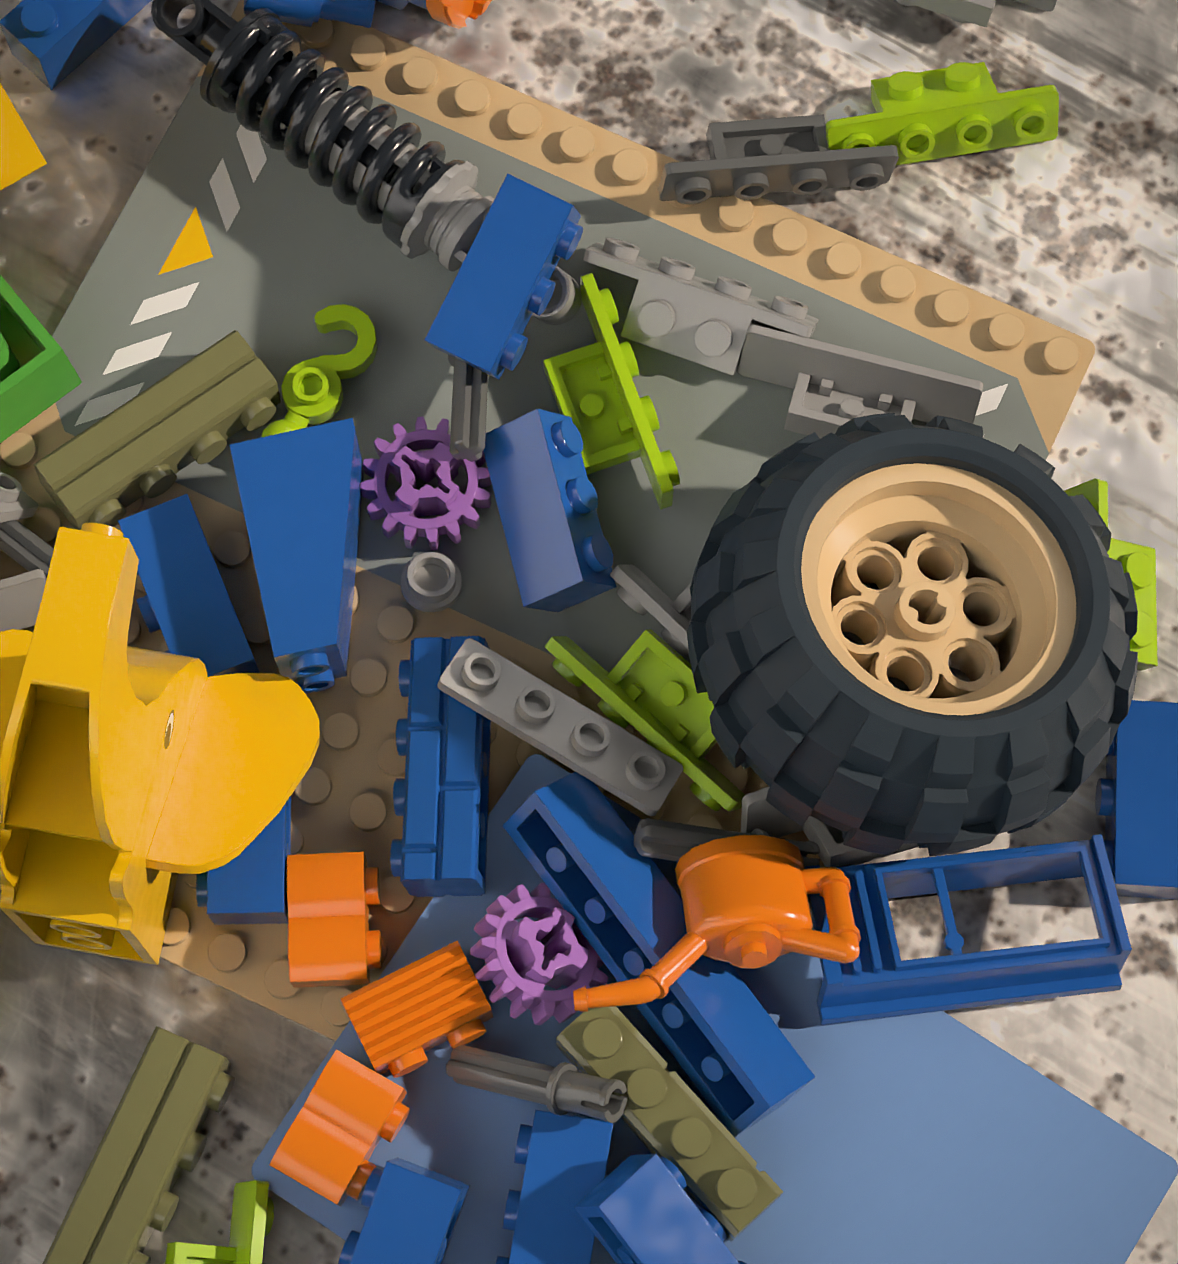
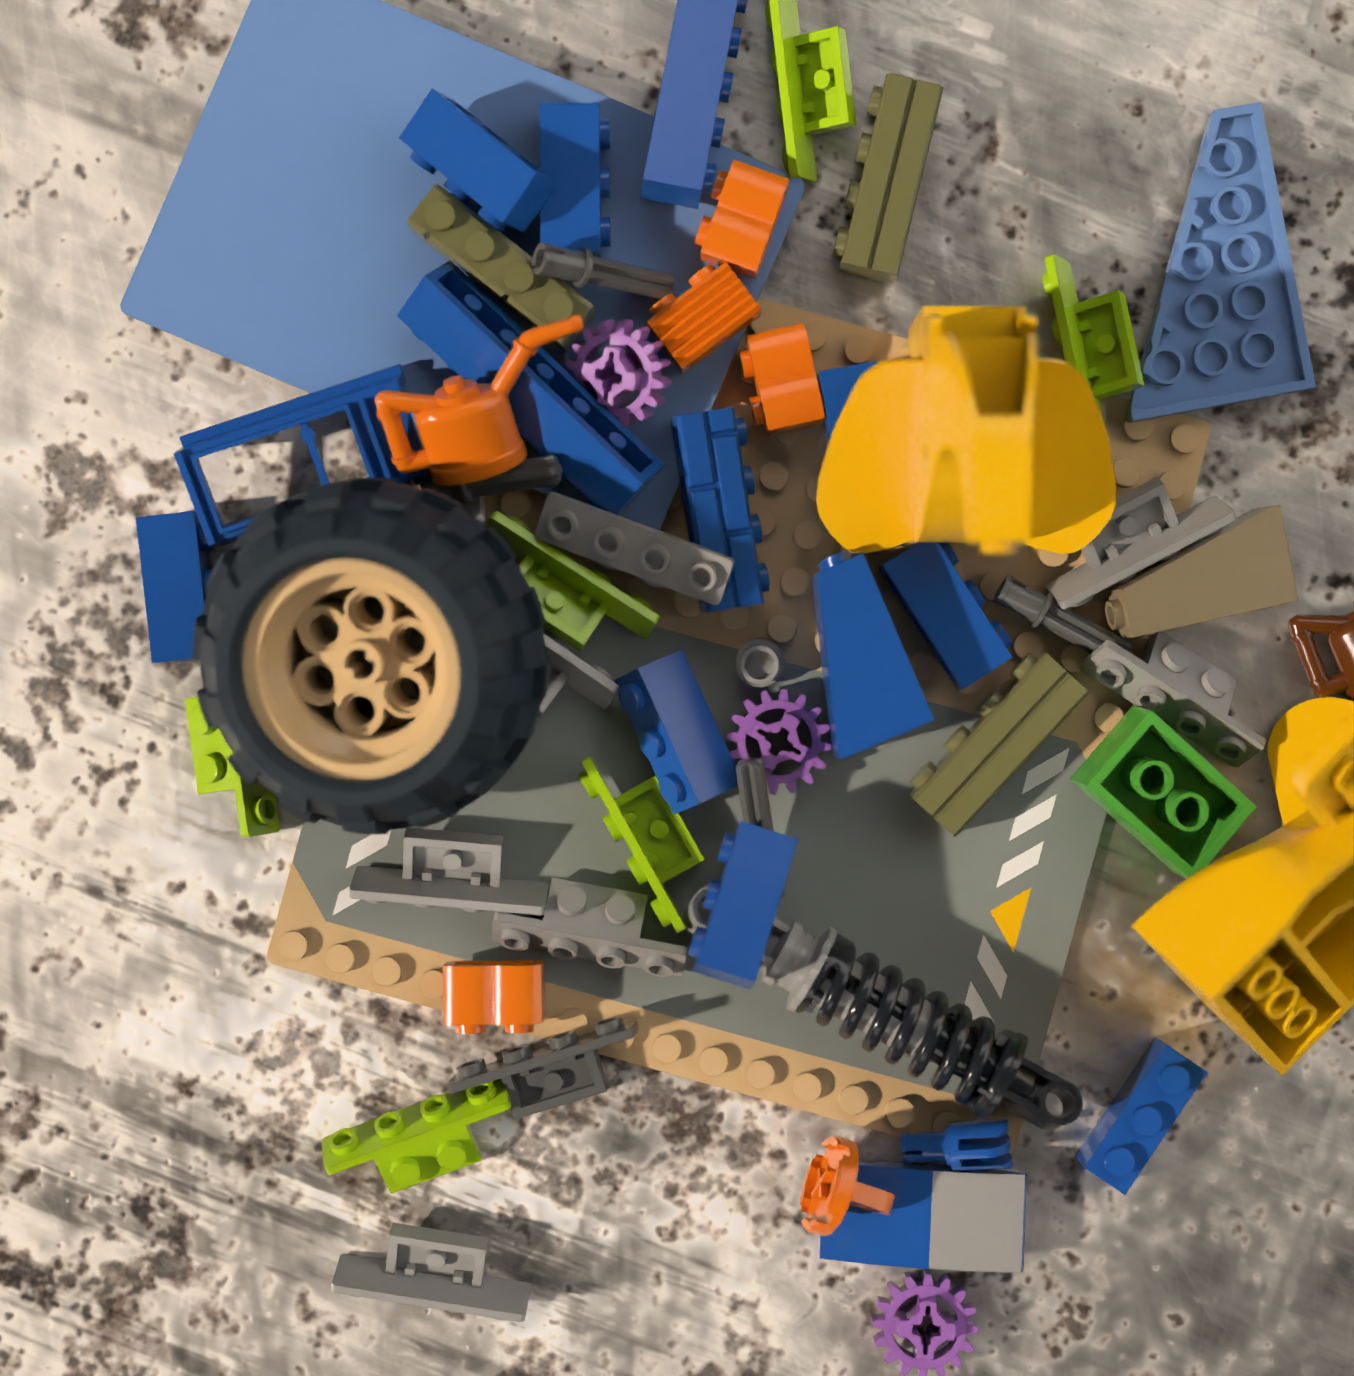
camera: 170 degrees right, 15 degrees up
(314, 386) = (884, 806): lime piece -> none
(825, 250) = (493, 993): none -> orange brick

